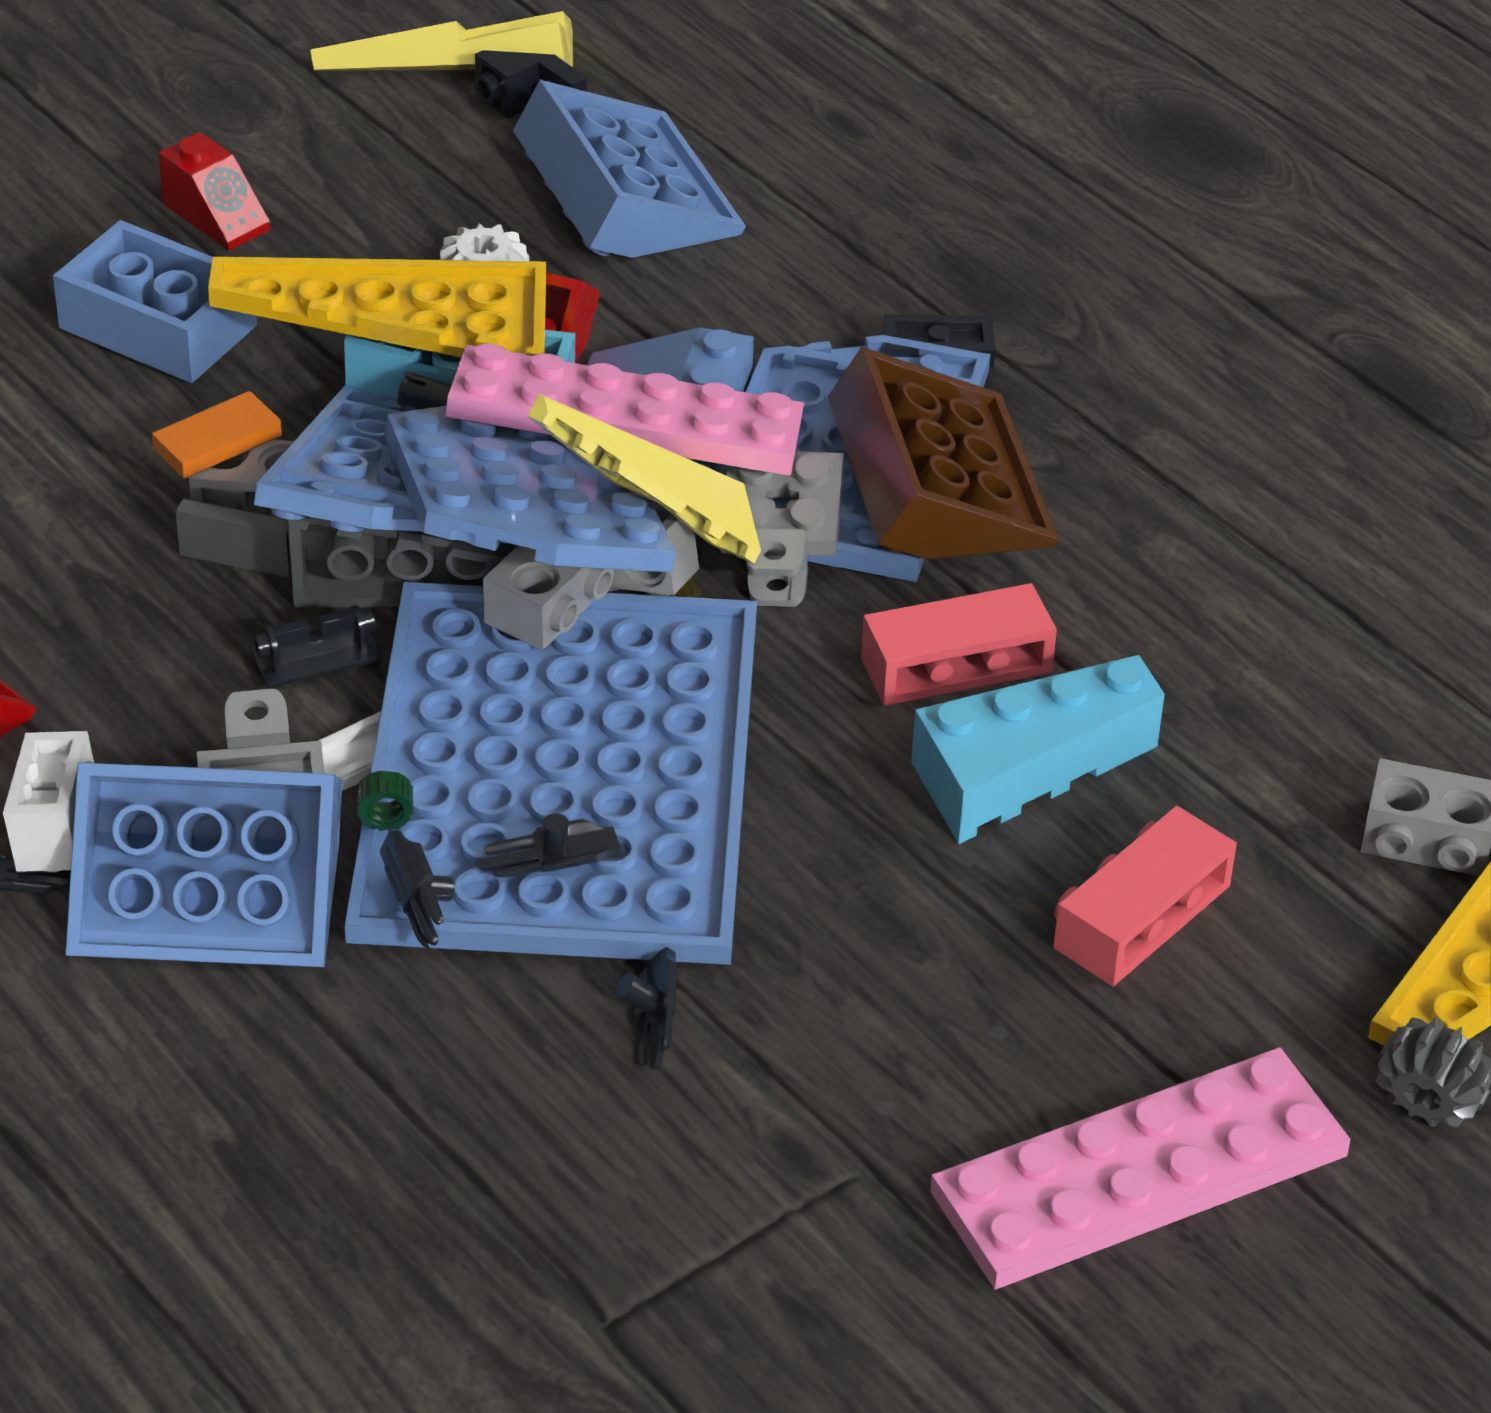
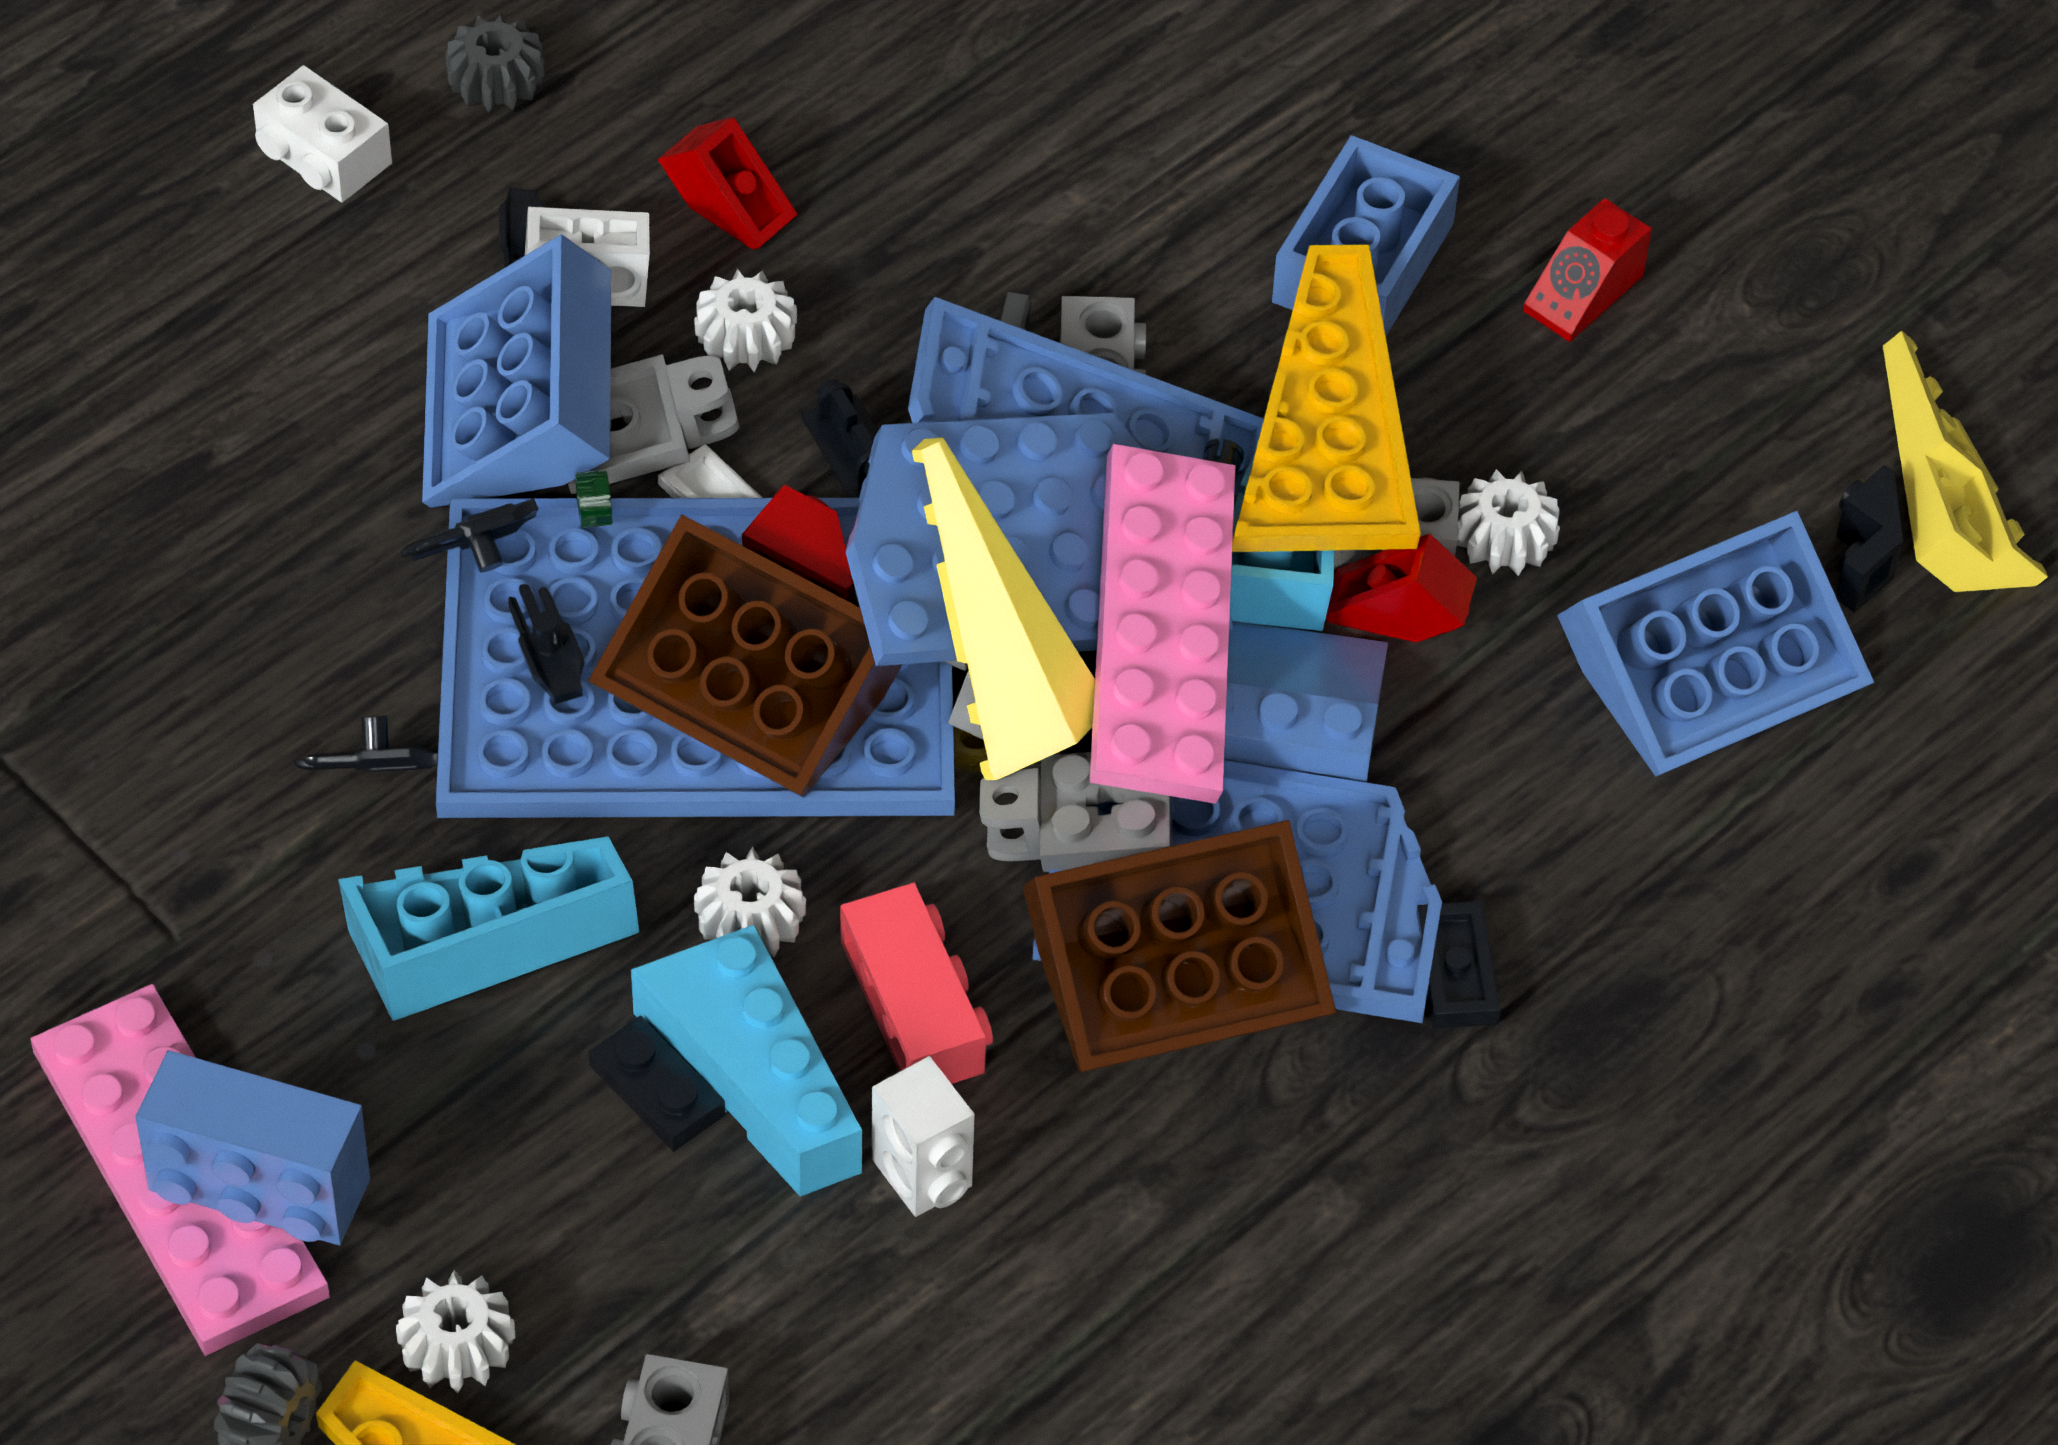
camera: 85 degrees right, 10 degrees up
(147, 707) = (745, 320): none -> white gear
(216, 434) = (1119, 303): orange tile -> none
(481, 656) = (803, 538): none -> red slope
(599, 699) = (745, 658): none -> reddish brown slope
(860, 740) = (748, 895): none -> white gear
(892, 925) = (486, 922): none -> medium azure wedge
(1044, 824) = (657, 1083): none -> black plate
(1141, 614) = (923, 1137): none -> white brick
(1143, 895) = (536, 1160): coral brick -> none
(1189, 1042) = (253, 1148): none -> medium blue brick
(1331, 954) = (455, 1331): none -> white gear

